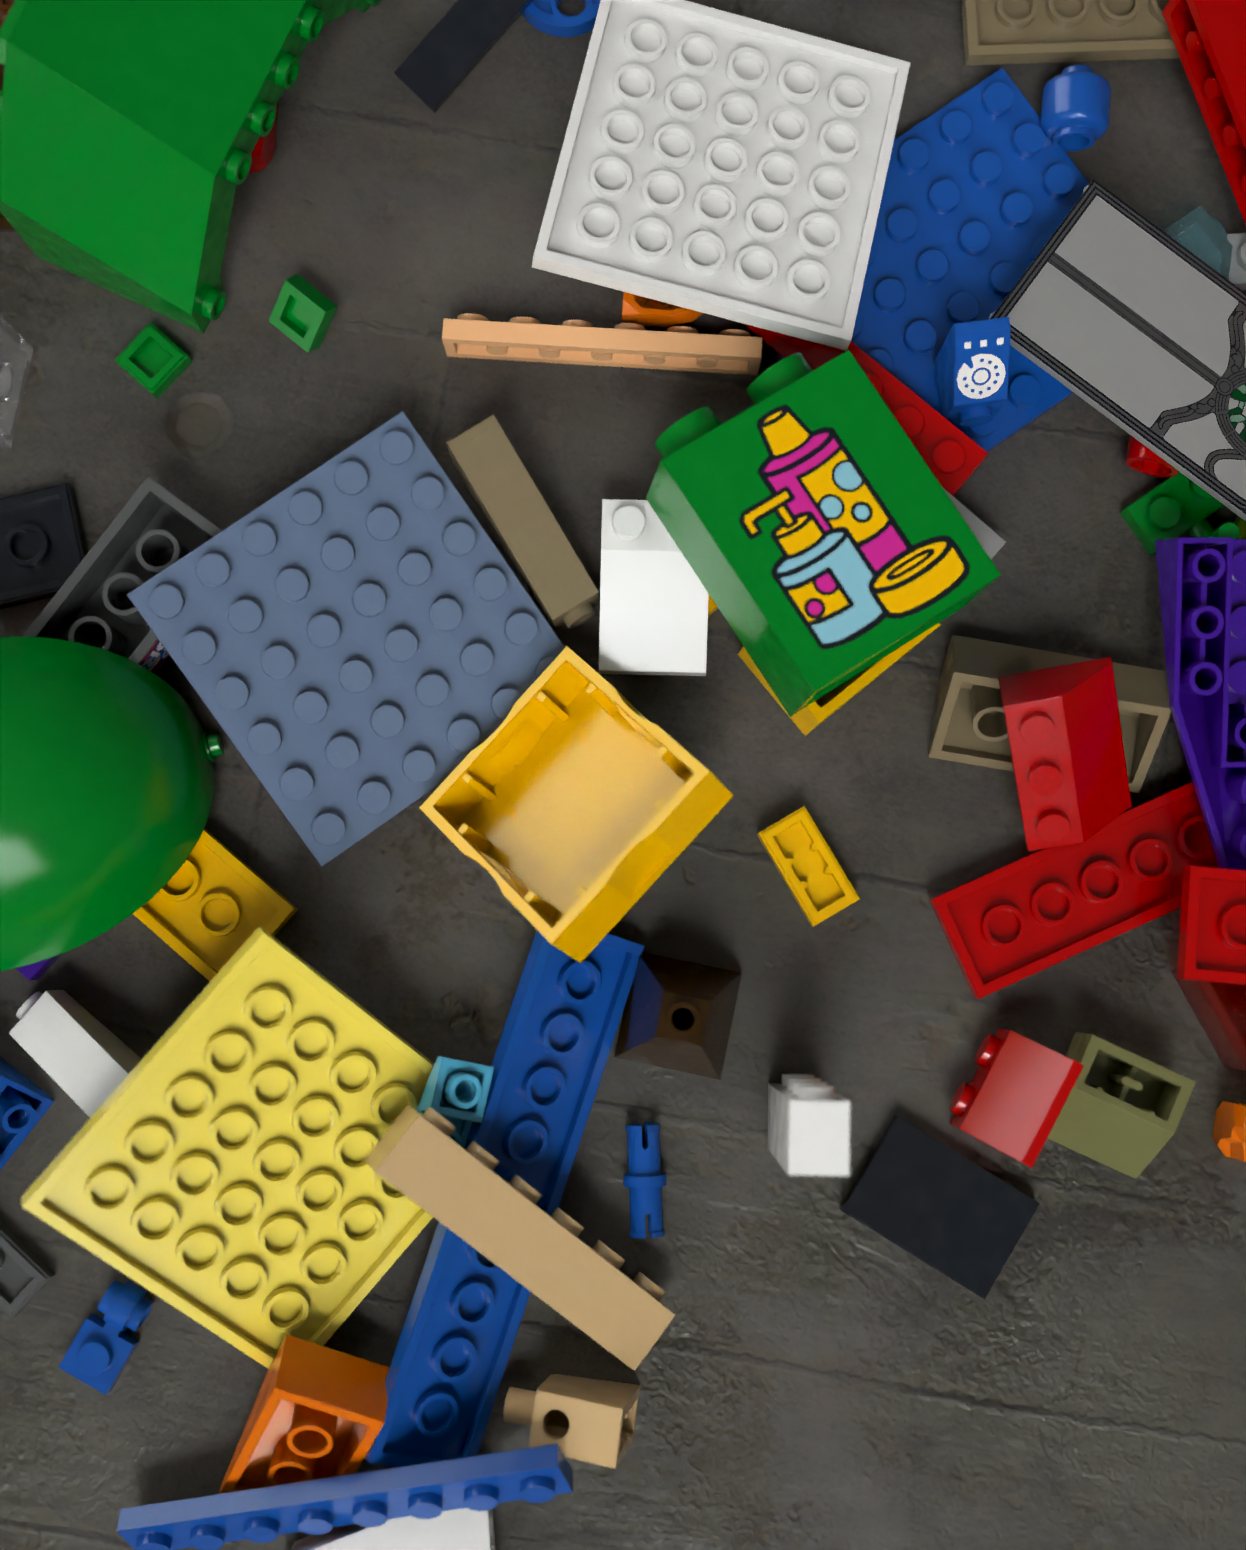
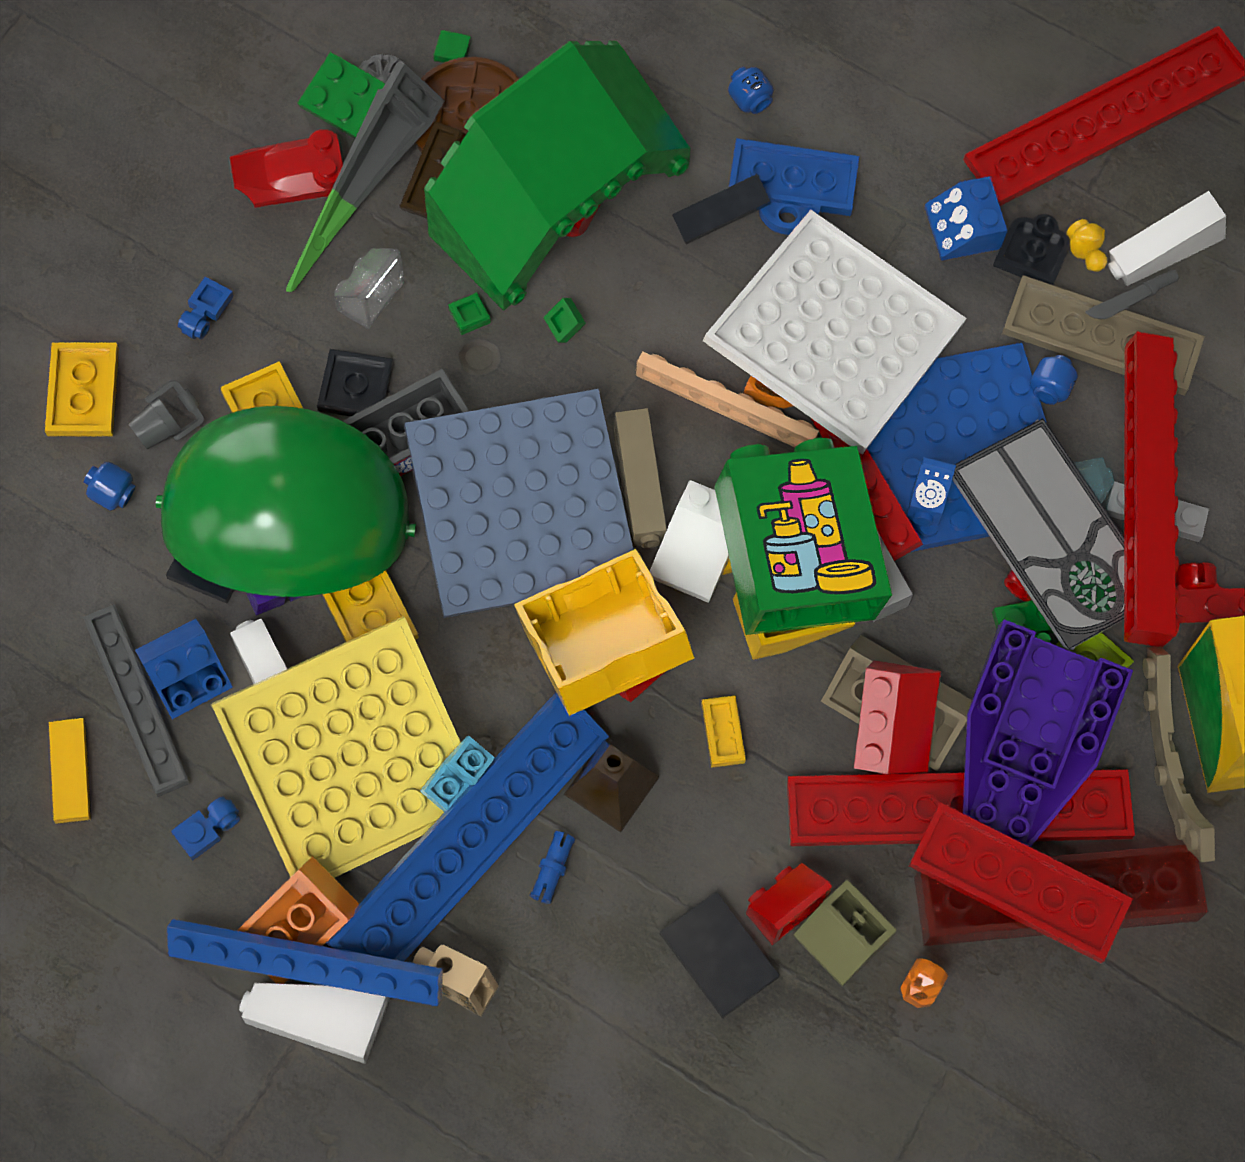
camera: 20 degrees right, 15 degrees down
(519, 1236) = (471, 856): tan brick -> none
(808, 1127) = (659, 852): white brick -> none

